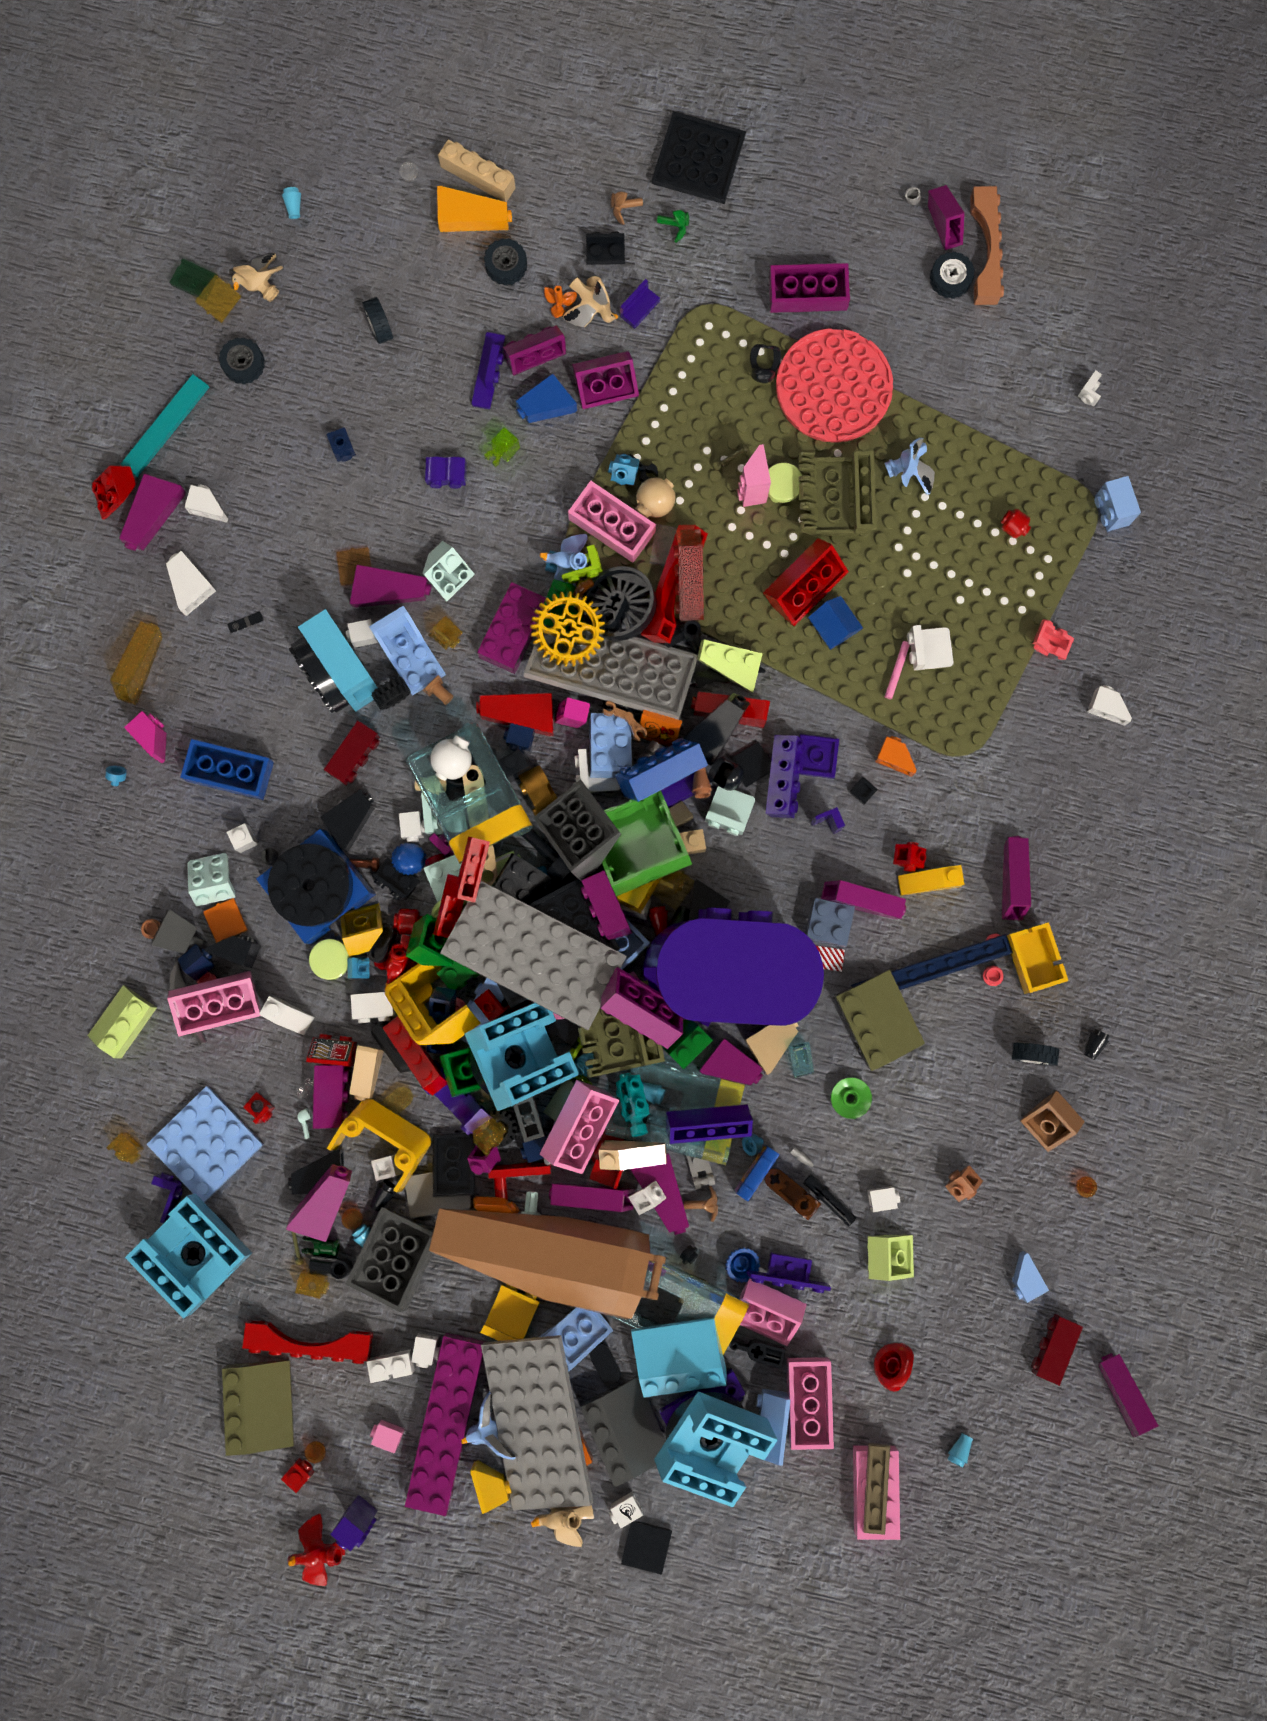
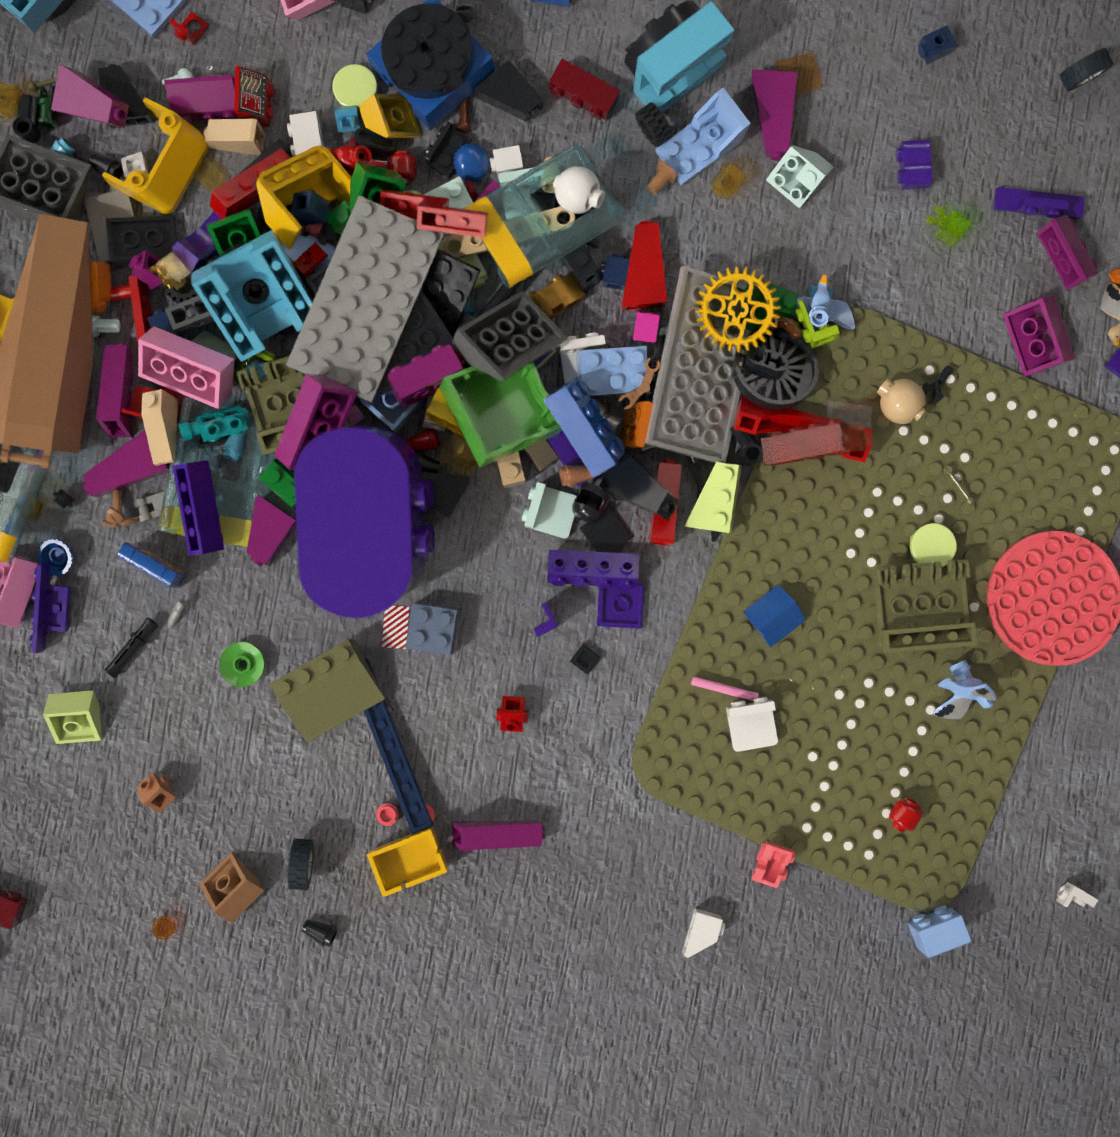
camera: 85 degrees right, 5 degrees up
(286, 1015) = (289, 42): white slope -> none
(352, 1218) = (79, 137): clear orange plate -> none
(360, 633) = (720, 79): white brick -> none
(510, 629) = (728, 246): magenta brick -> none
(545, 401) = (1007, 269): blue slope -> none
(611, 521) = (870, 353): bright pink brick -> none
(624, 469) = (932, 363): dark azure brick -> none
(647, 1198) = (116, 448): white bracket -> none
(752, 1145) = (184, 561): dark azure tile -> none
(755, 480) = (931, 508): bright pink slope -> none
(764, 375) = (1059, 515): black piece -> none
(770, 1044) = (285, 571): tan slope -> none
(793, 1194) = (126, 617): reddish brown piece -> none
(801, 1059) = (281, 606): clear light blue slope -> none
(806, 581) = (818, 579): red slope -> none
(864, 899) = (460, 665): magenta slope -> none
(883, 1198) = (135, 705): white brick -> none
(896, 756) = (626, 692): orange slope -> none
(931, 880) = (488, 739): yellow slope -> none
(1027, 1279) = (58, 867): light blue slope -> none

